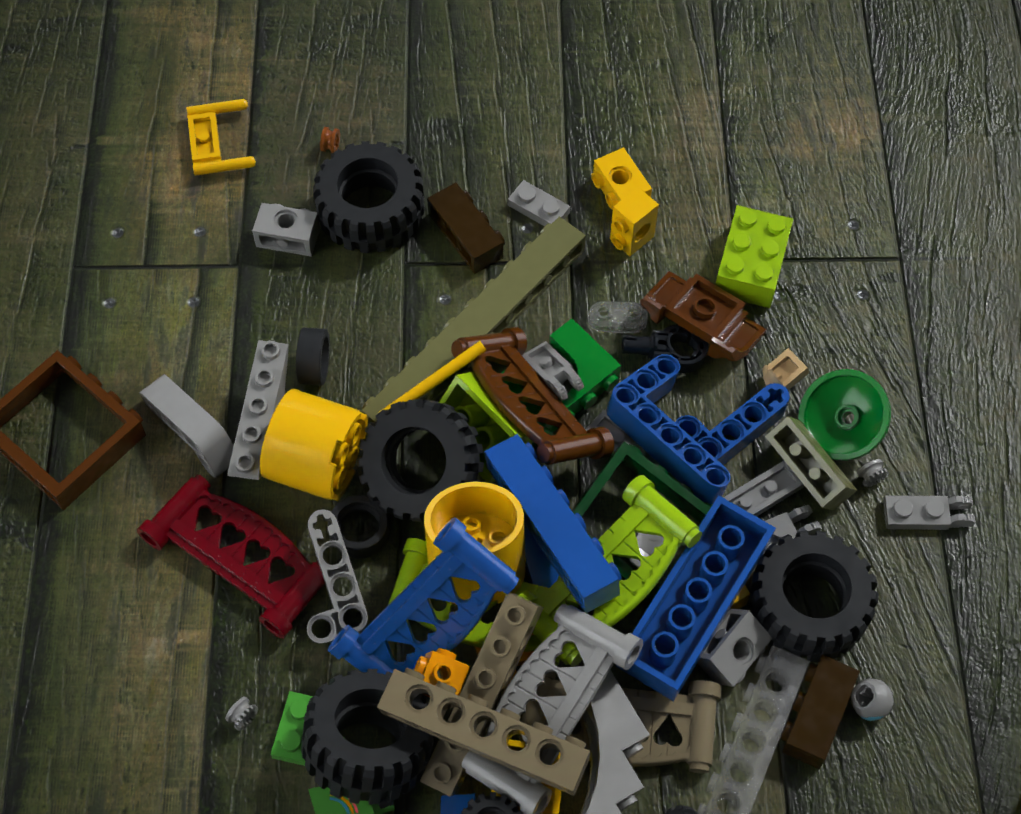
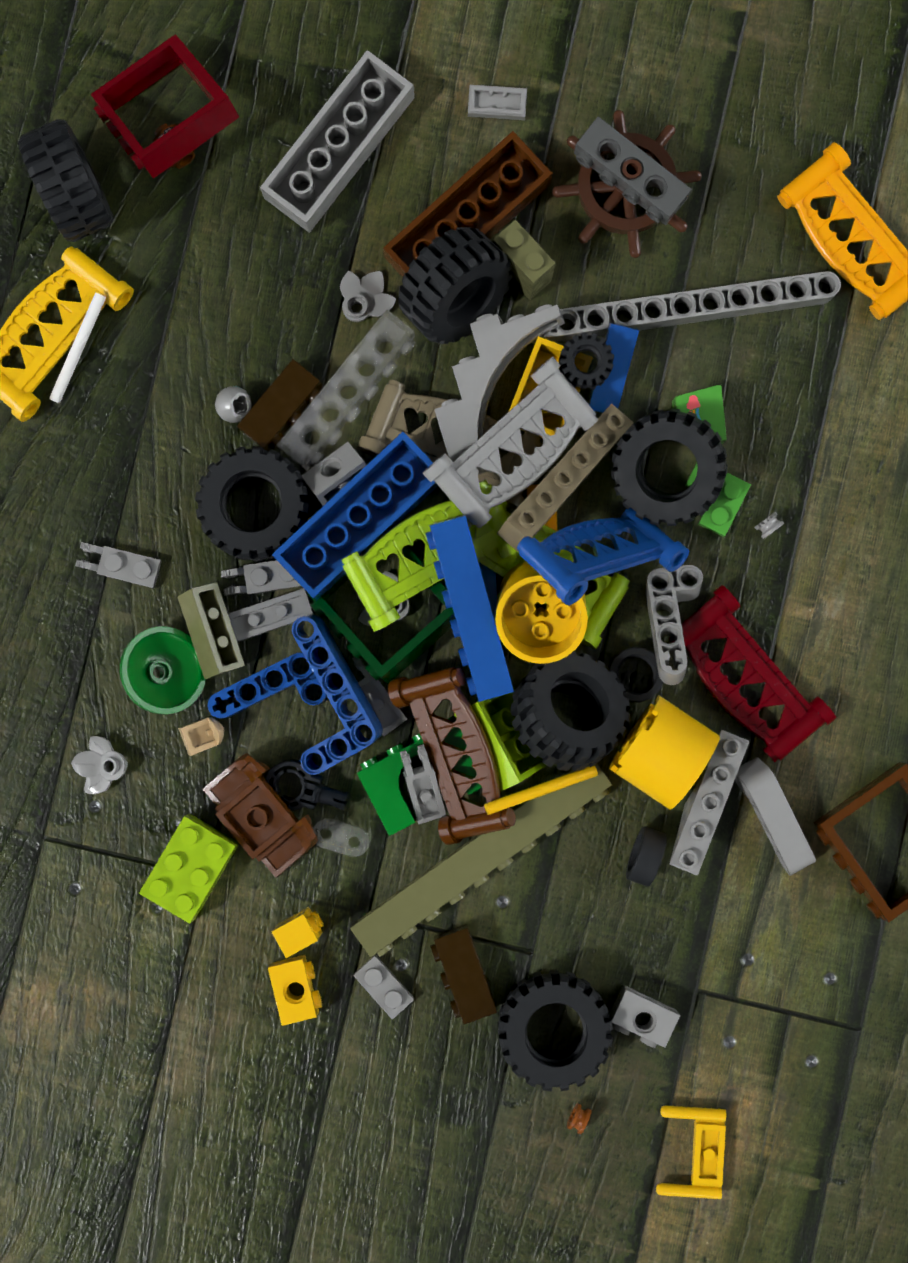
camera: 165 degrees left, 25 degrees up
(398, 704) = (571, 412): dark tan brick -> none
(451, 671) = (598, 499): light orange brick -> none
(872, 326) = (95, 765): none -> light grey plate
(872, 472) = (156, 612): light grey bush -> none

